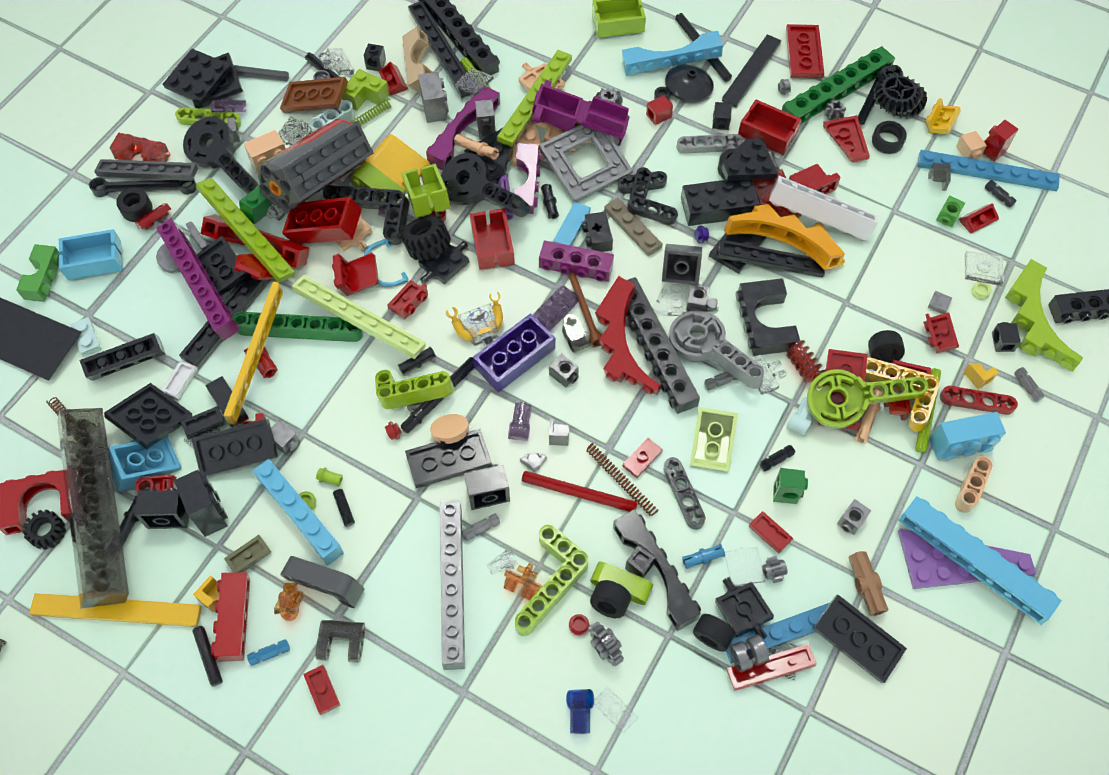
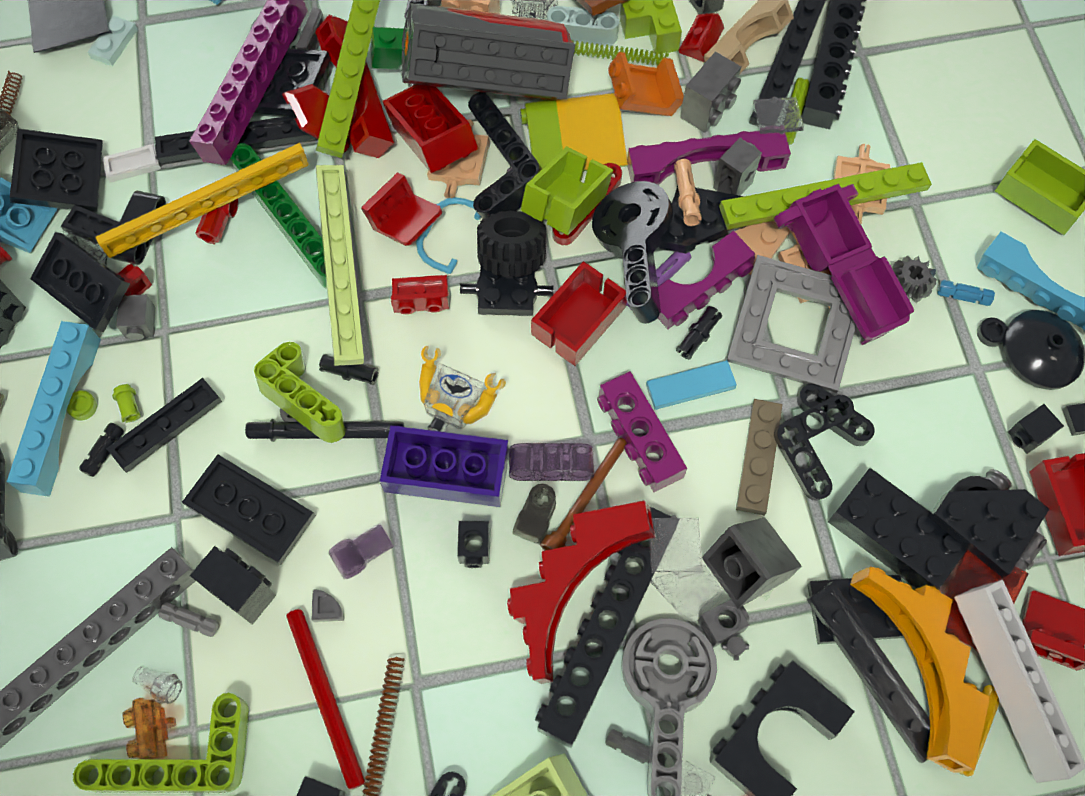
camera: 50 degrees right, 5 degrees up
(122, 357) = (107, 90): black brick -> none
(361, 467) = (164, 425): none -> black plate
(393, 430) = (235, 419): red plate -> none
(399, 120) = (646, 87): none -> orange panel
(449, 428) = (285, 478): light nougat tile -> none
(558, 434) = (382, 606): panel -> none
(598, 232) = (701, 437): black brick -> none
(634, 88) = (966, 292): none -> dark azure axle
(642, 457) = (434, 737): plate -> none
(648, 286) = (676, 545): none -> clear piece
(659, 110) = (963, 347): red brick -> none
(701, 234) = (826, 549): dark purple plate -> none
(709, 143) = (981, 443): light grey beam -> none

